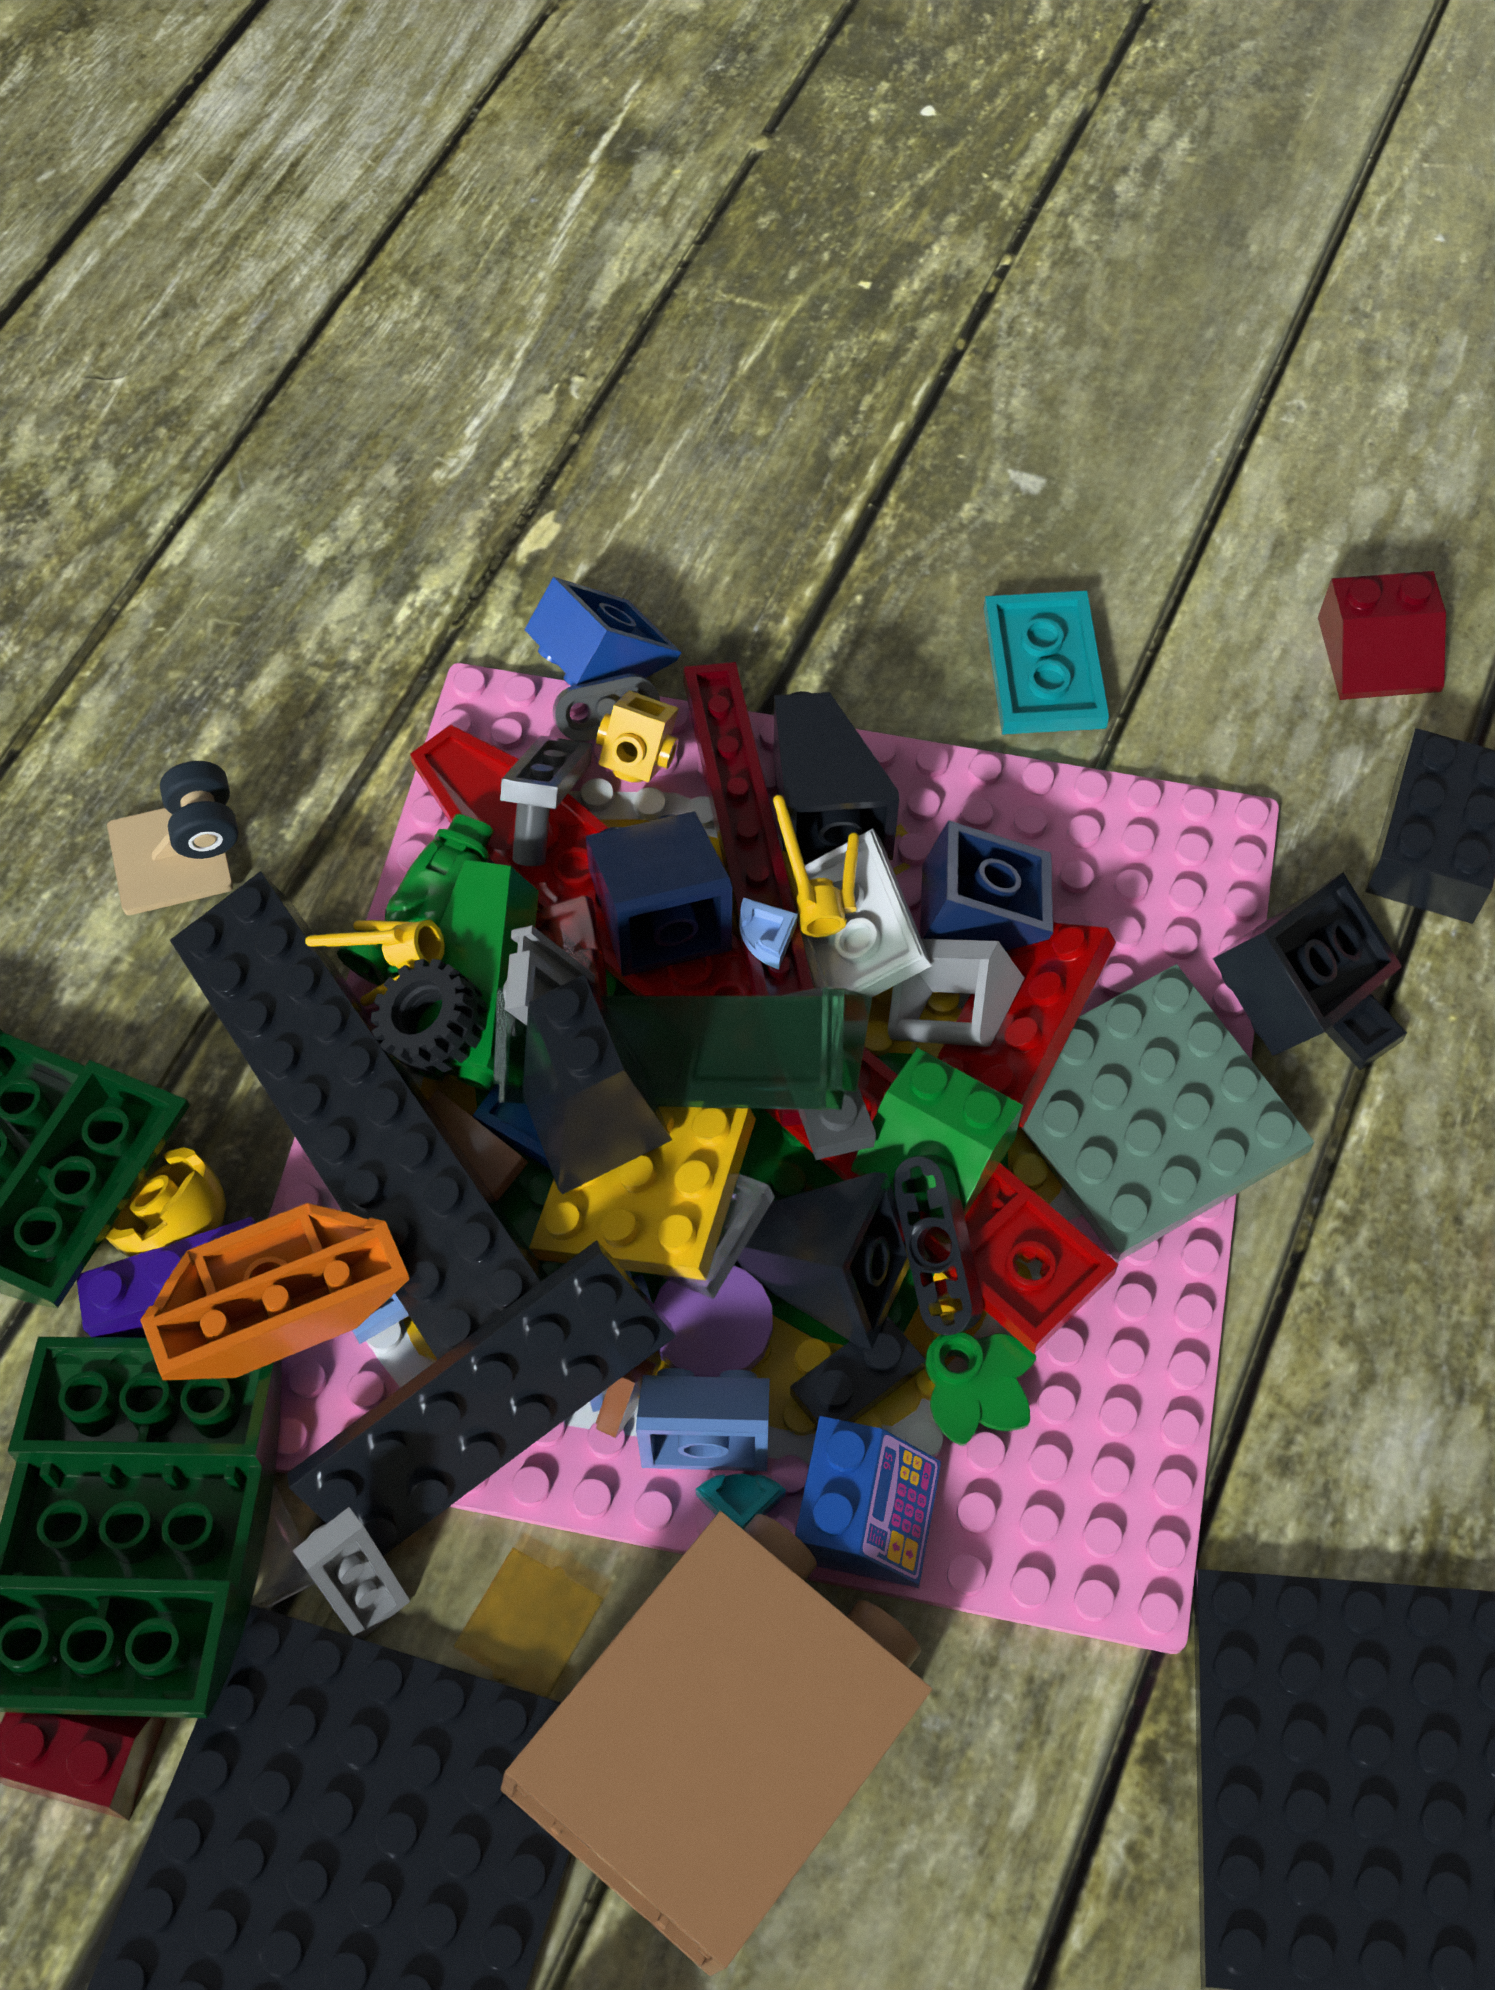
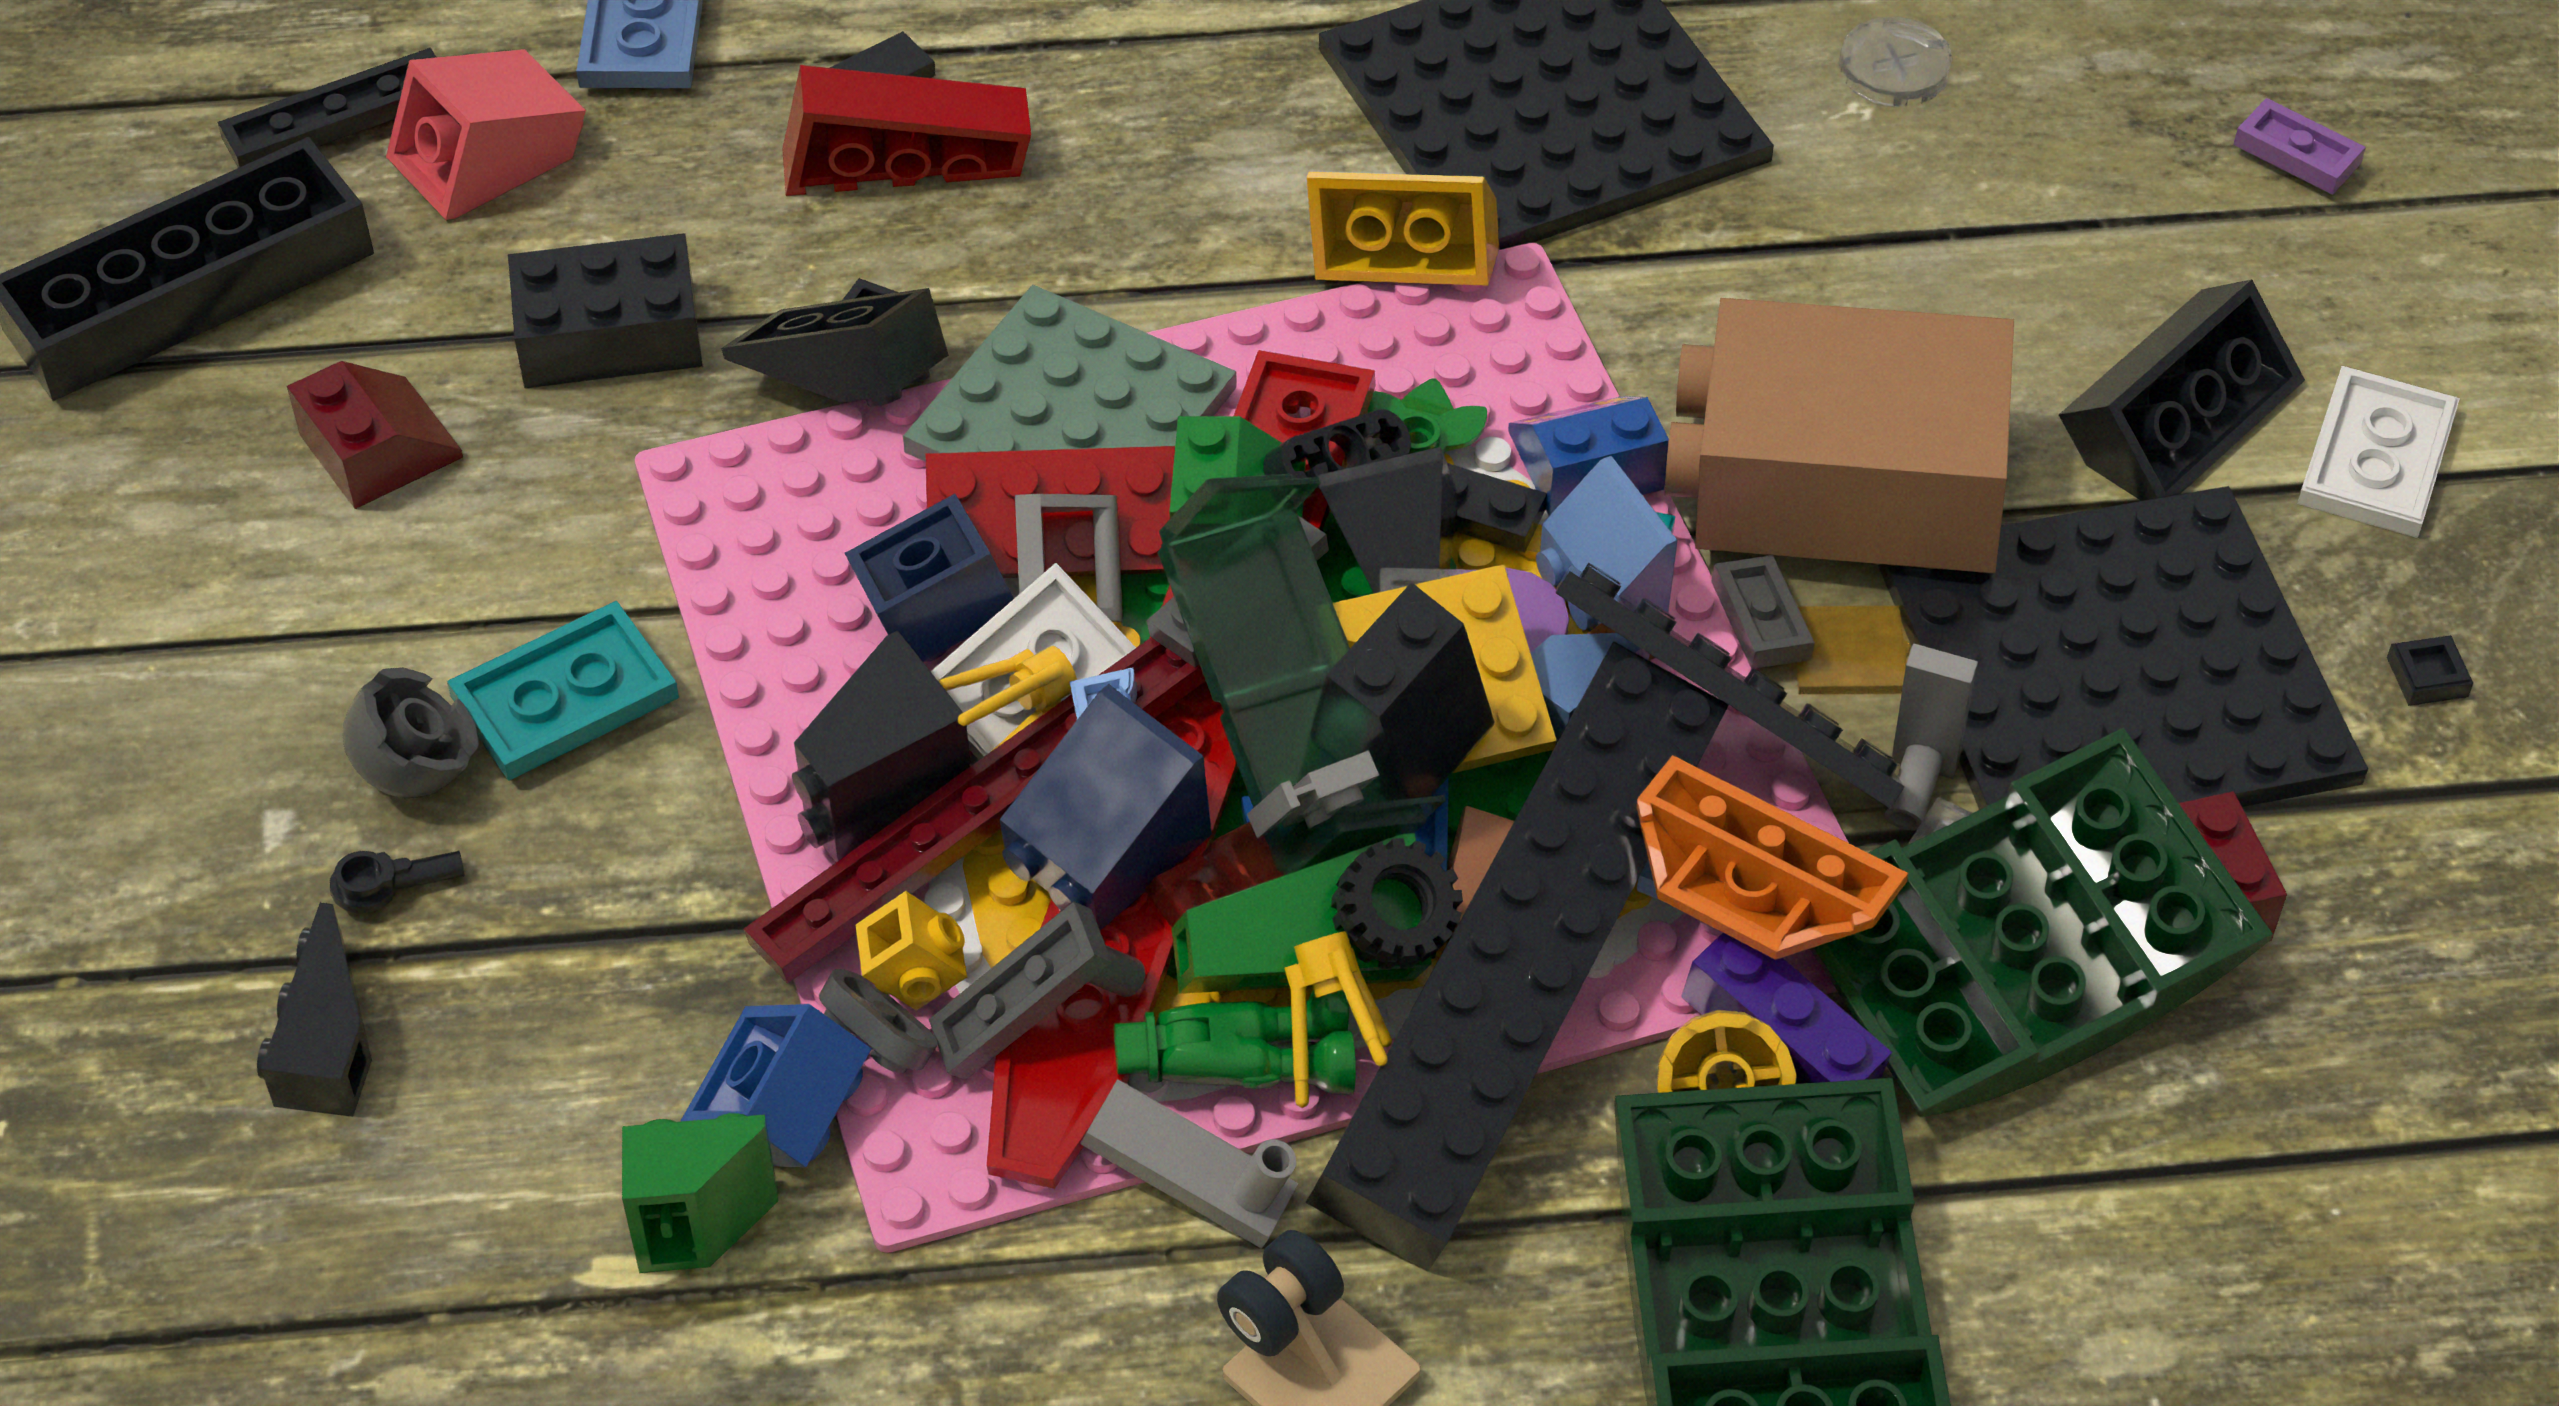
camera: 120 degrees left, 10 degrees down
(363, 845) = (1193, 1164): none -> light grey piece
(543, 539) = (694, 1187): none -> green slope
(600, 1555) = (1762, 612): none -> dark grey plate
(826, 438) = (320, 1039): none -> black slope
(935, 500) = (370, 879): none -> black plate
(1013, 550) = (407, 735): none -> dark grey cylinder
(1226, 1490) = (1403, 228): none -> yellow slope

